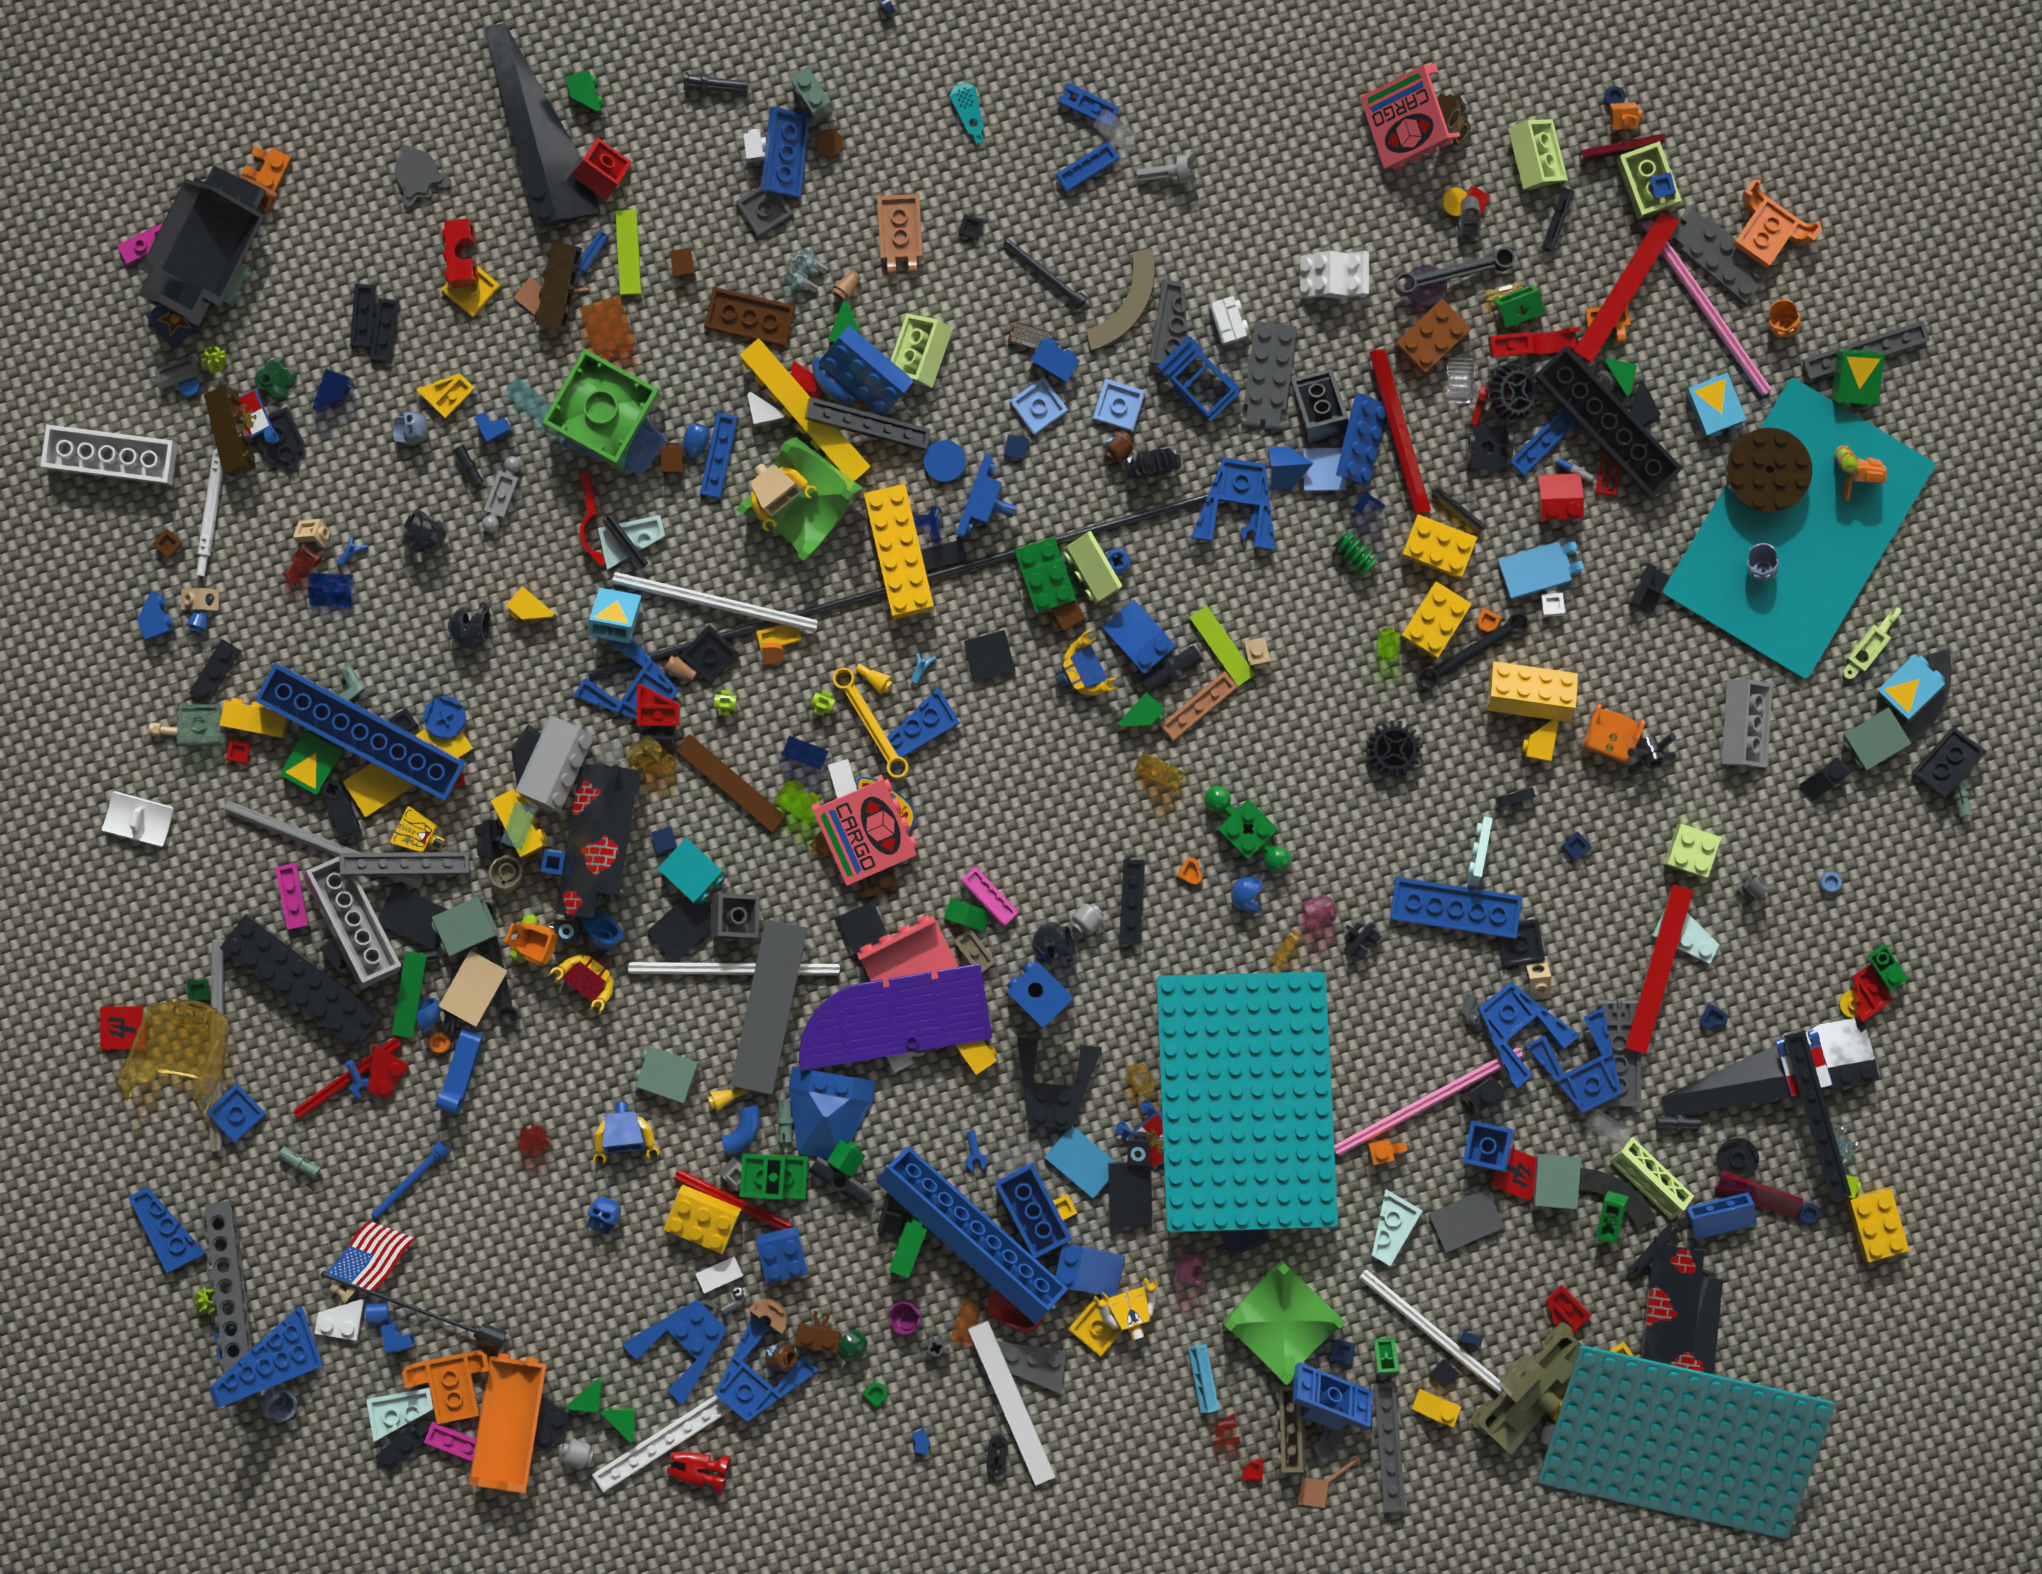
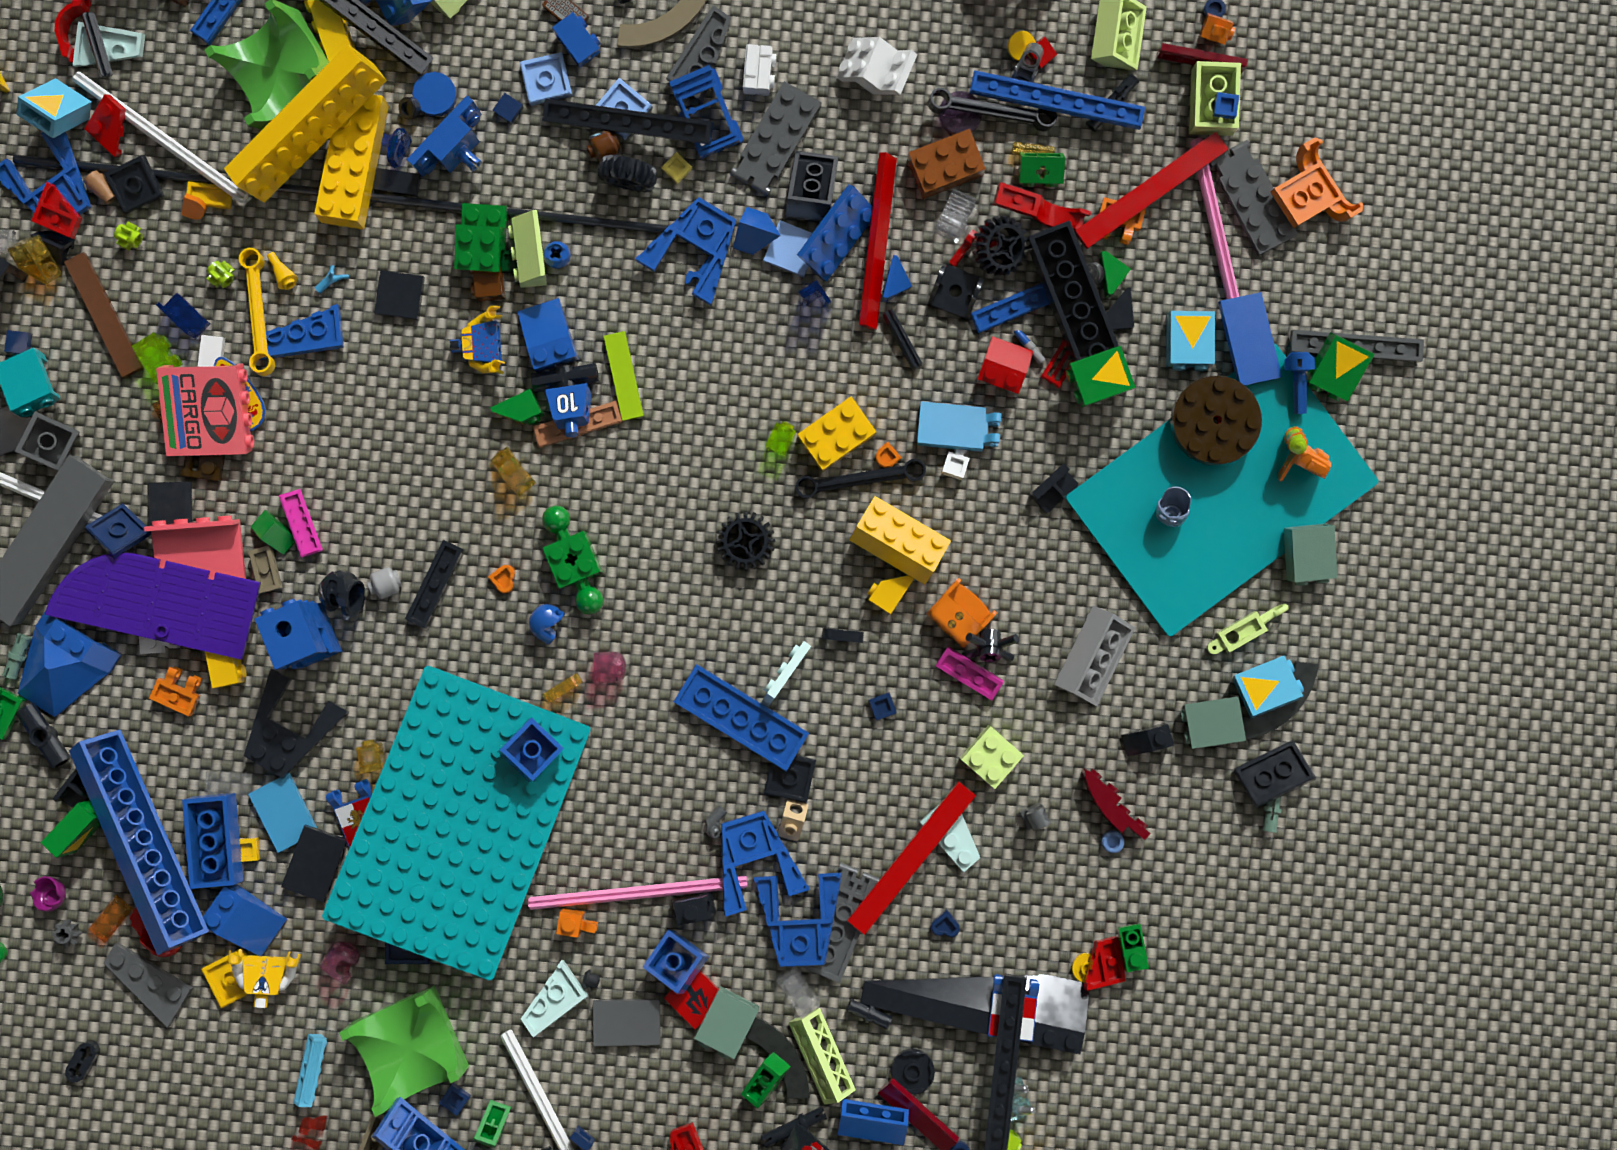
camera: 25 degrees right, 0 degrees up
(663, 610) = (107, 124): none -> red wing
(775, 489) = (250, 46): tan torso -> none
(831, 970) = (118, 530): none -> dark blue tile
(846, 1157) = (57, 716): green brick -> none
(854, 539) = (305, 124): none -> yellow brick
(921, 1440) = (15, 1018): blue piece -> none
(928, 483) = (409, 108): none -> black tile
(942, 1097) = (174, 696): none -> orange plate
(975, 1154) = (185, 762): blue bar -> none
(1011, 1402) = (115, 1017): white tile -> none
(1133, 416) = (628, 121): none -> black plate
(1139, 1149) = (339, 824): black brick -> none
(1188, 694) = (570, 407): none -> blue torso
(1190, 438) = (676, 168): none -> light yellow tile
(1257, 653) = (654, 396): tan bracket -> none
(1285, 1011) = (530, 750): none -> blue brick
(1355, 946) = (629, 716): black hips -> none
(1356, 553) = (786, 339): green piece -> none
(1418, 1196) = (590, 980): none -> black piece
(1430, 459) = (897, 280): none -> blue slope
(1438, 546) = (868, 365): yellow brick -> none
(1508, 239) = (1057, 100): none -> blue tile
(1642, 784) = (969, 673): none -> dark pink plate
(1651, 475) = (1100, 377): none -> green brick
(1768, 384) = (1249, 339): none -> blue tile
(1784, 315) = (1290, 282): orange helmet -> none
(1810, 848) = (1106, 800): none -> dark red slope
(1827, 400) = (1299, 378): none -> blue piece
(1900, 554) = (1310, 553): none -> sand green brick

